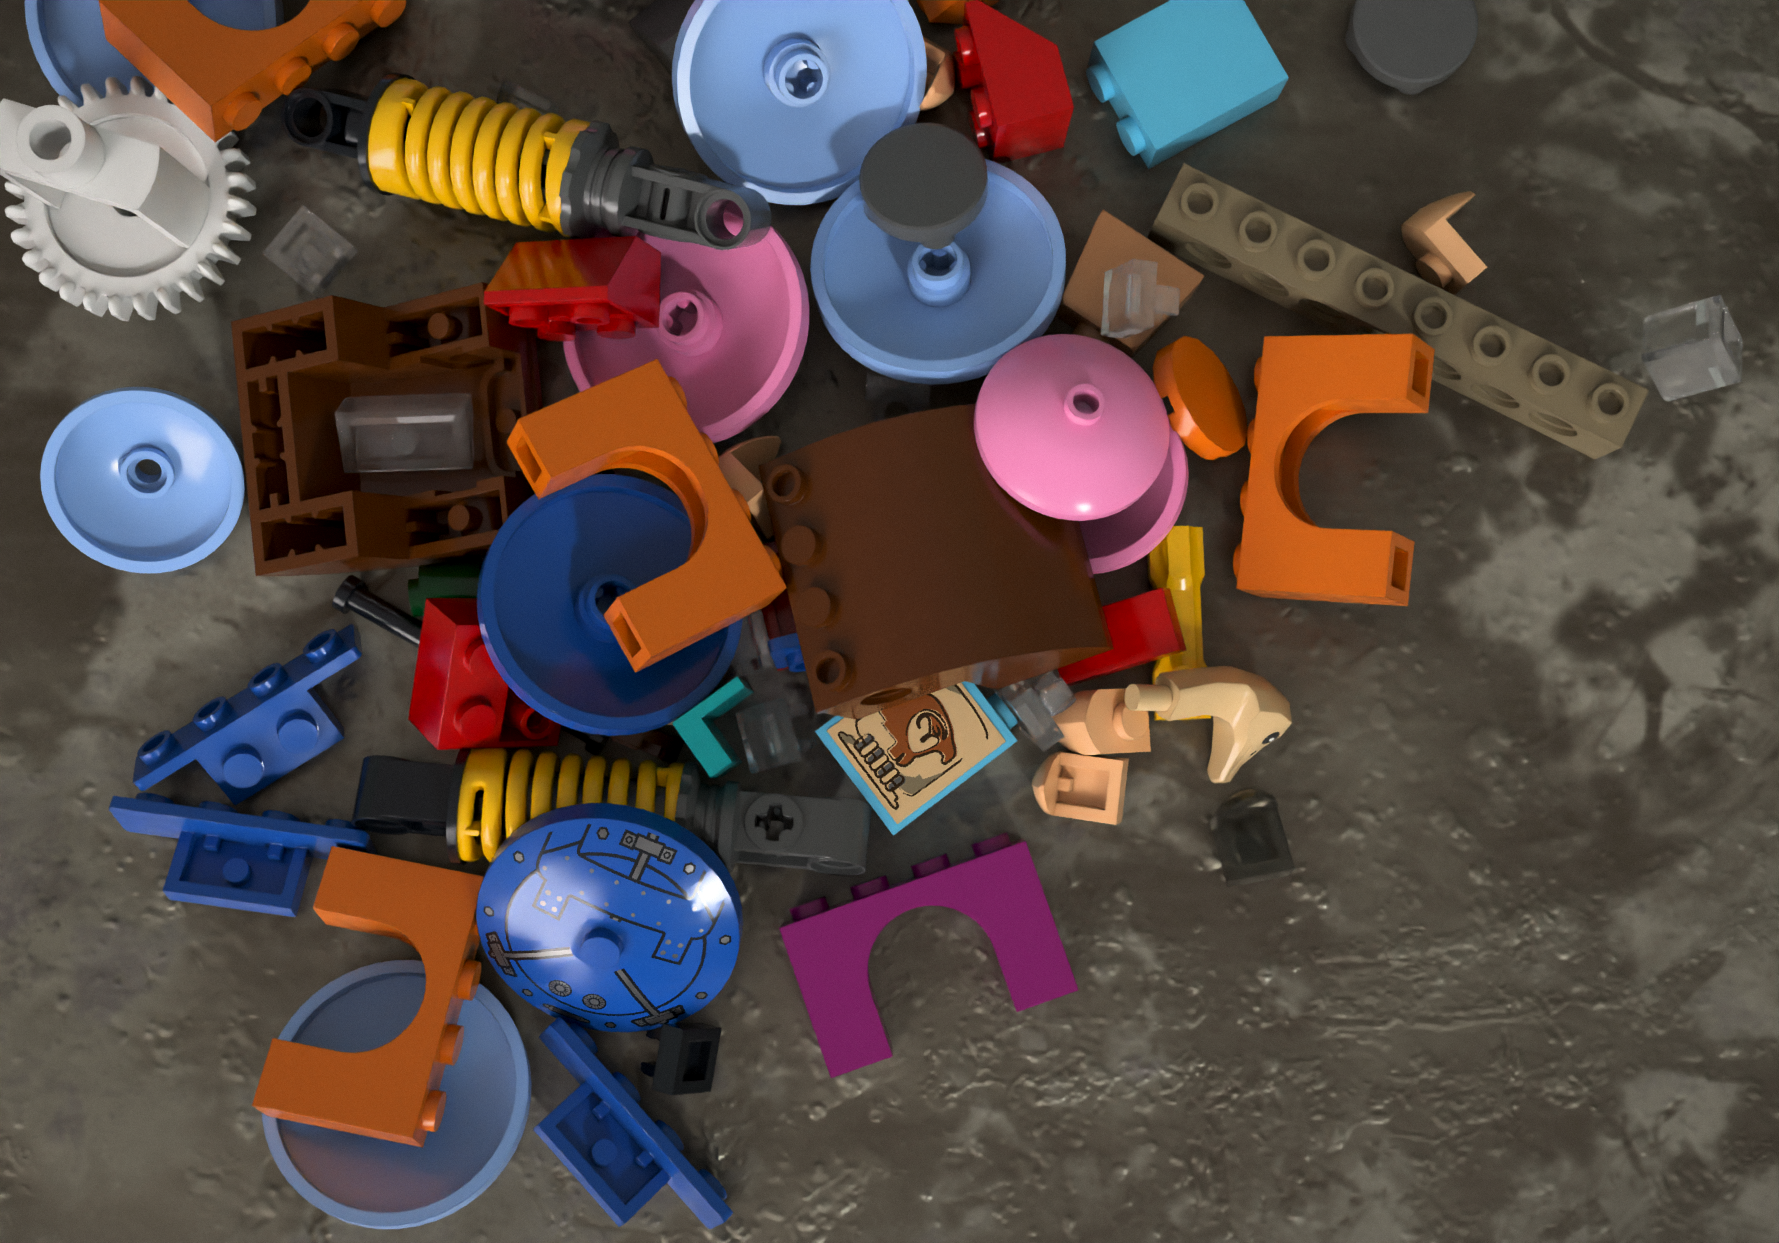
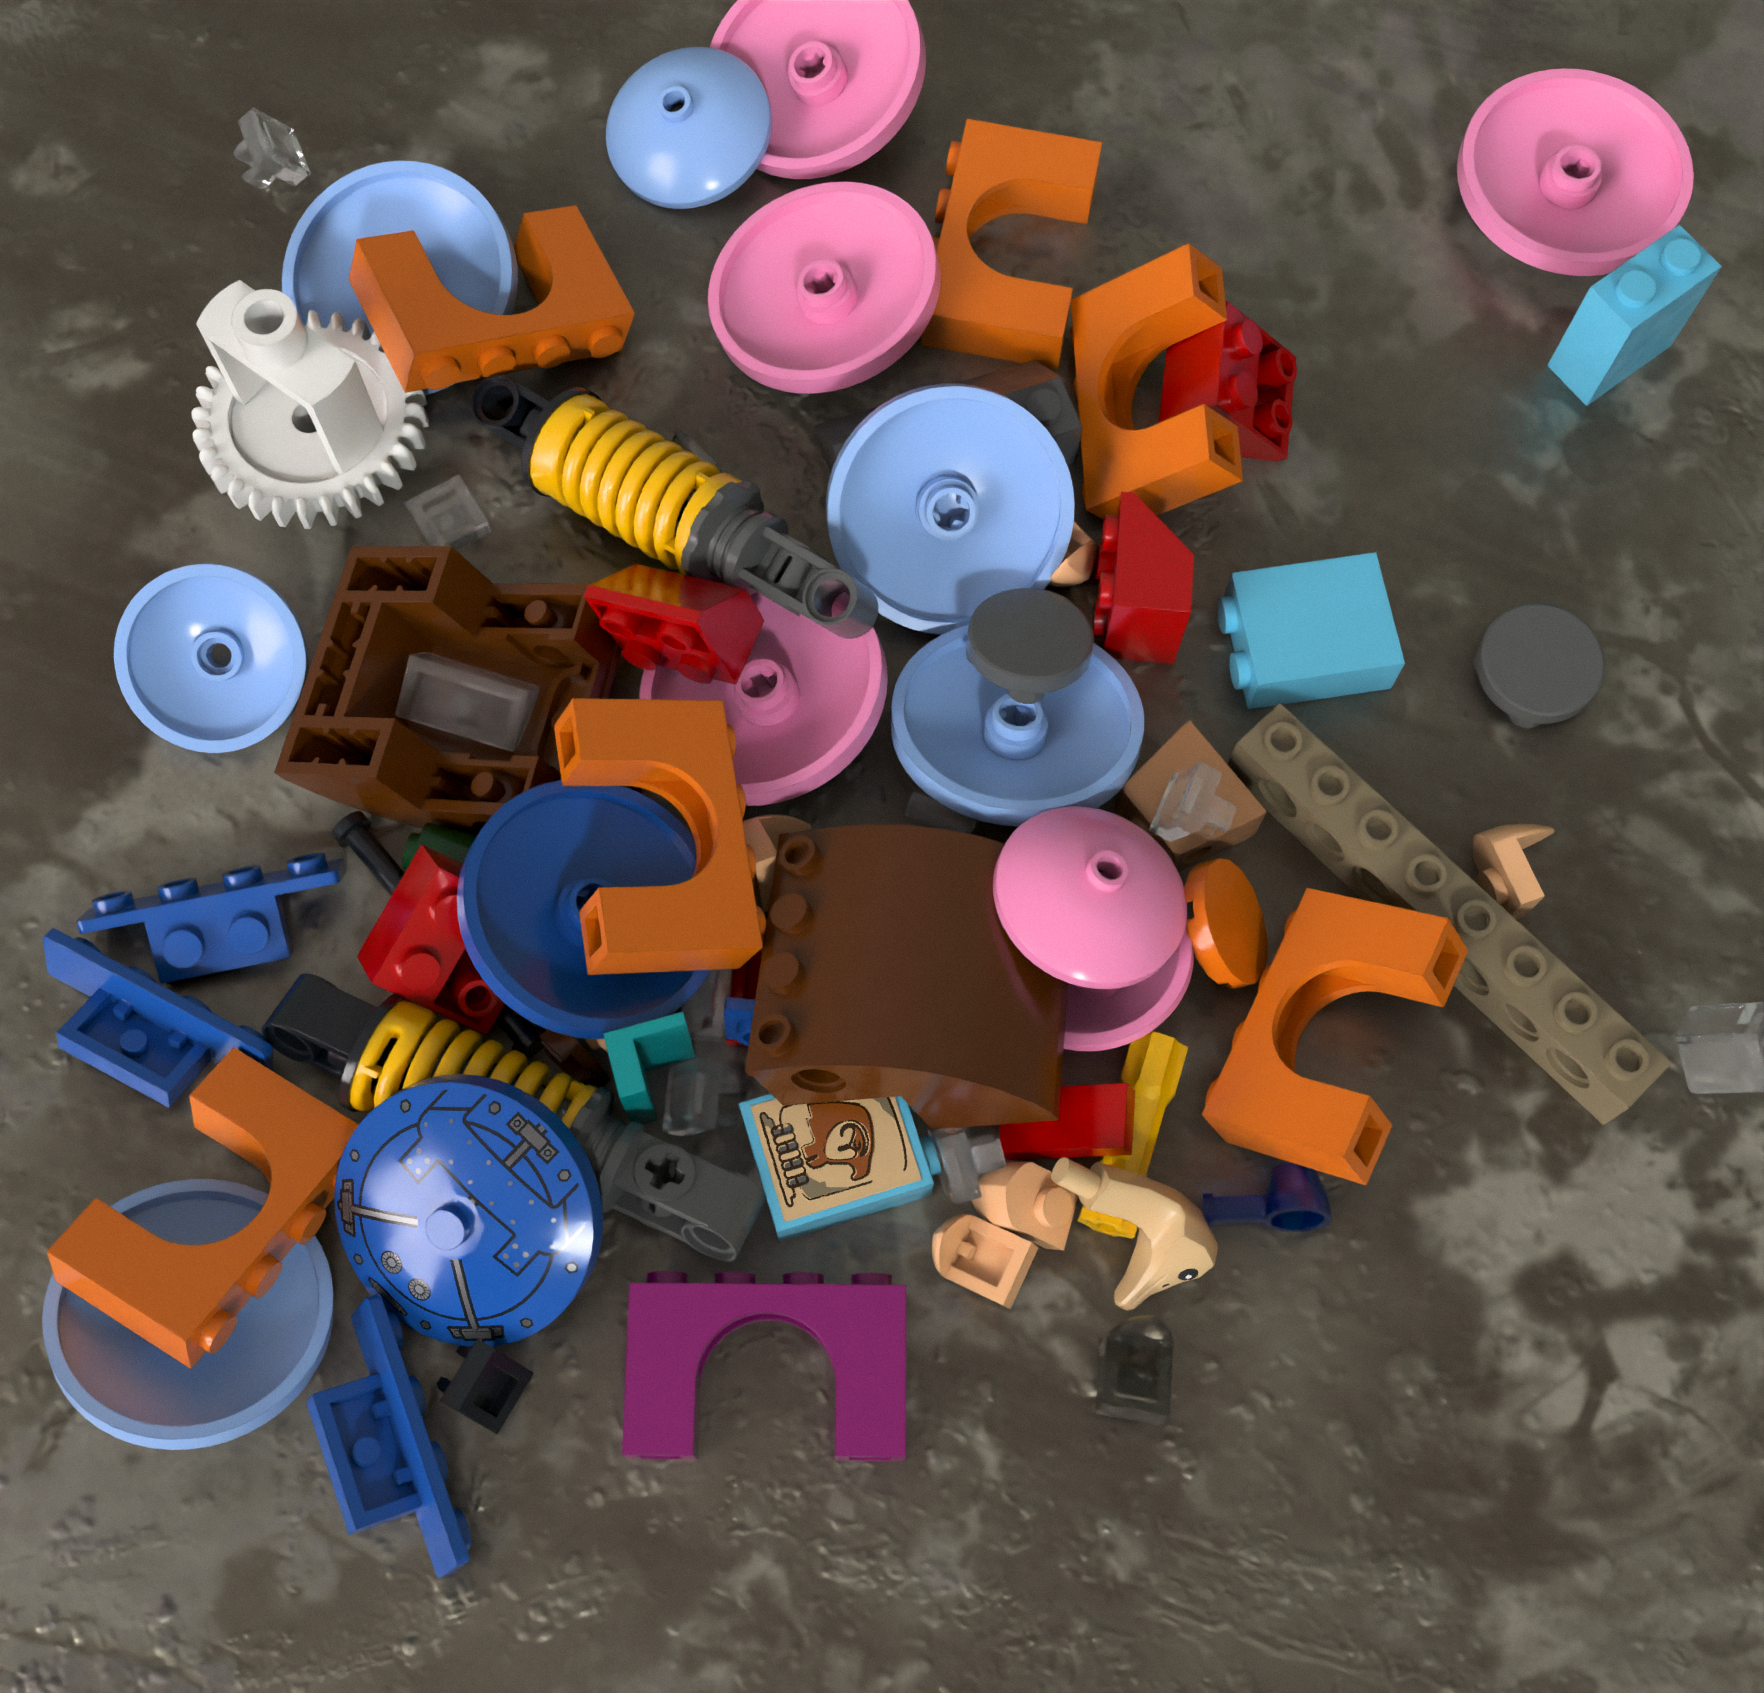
camera: 15 degrees right, 15 degrees down
(1338, 633) = (1292, 1202): none -> clear blue bar

